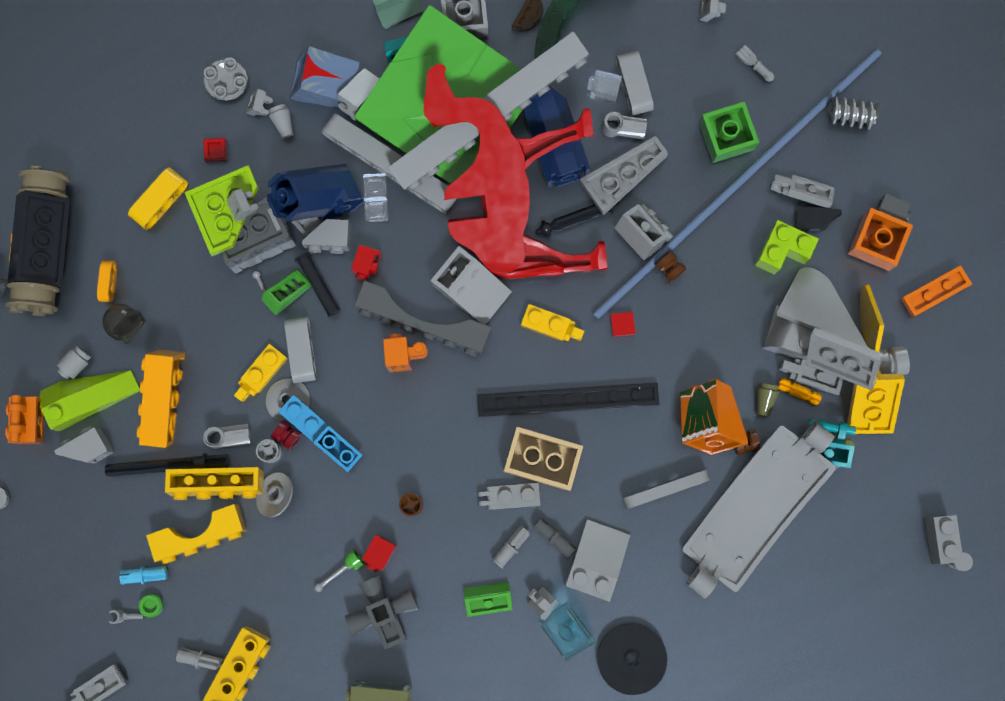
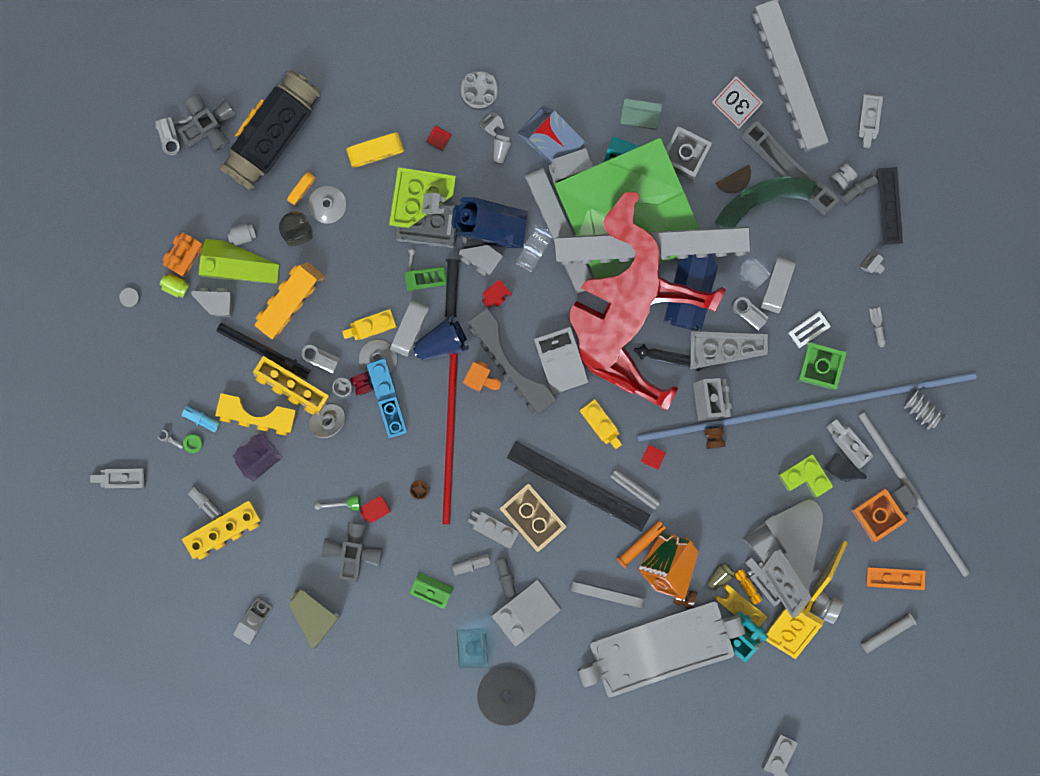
camera: 30 degrees right, 5 degrees up
(35, 457) = (174, 285): none -> lime brick
(154, 282) = (327, 214): none -> light grey dish
(224, 577) = (256, 456): none -> clear purple brick
(339, 342) = (442, 340): none -> dark blue cone
(409, 433) = (449, 439): none -> red piece
(542, 602) = (468, 617): light grey tile -> none
(628, 367) = (635, 489): none -> light grey axle
(667, 417) = (646, 539): none -> orange pin
(685, 124) = (796, 338): none -> white tile
(798, 415) = (735, 602): none -> yellow plate
(919, 209) = (921, 505): none -> light grey piece
(966, 349) = (888, 633): none -> light grey pin

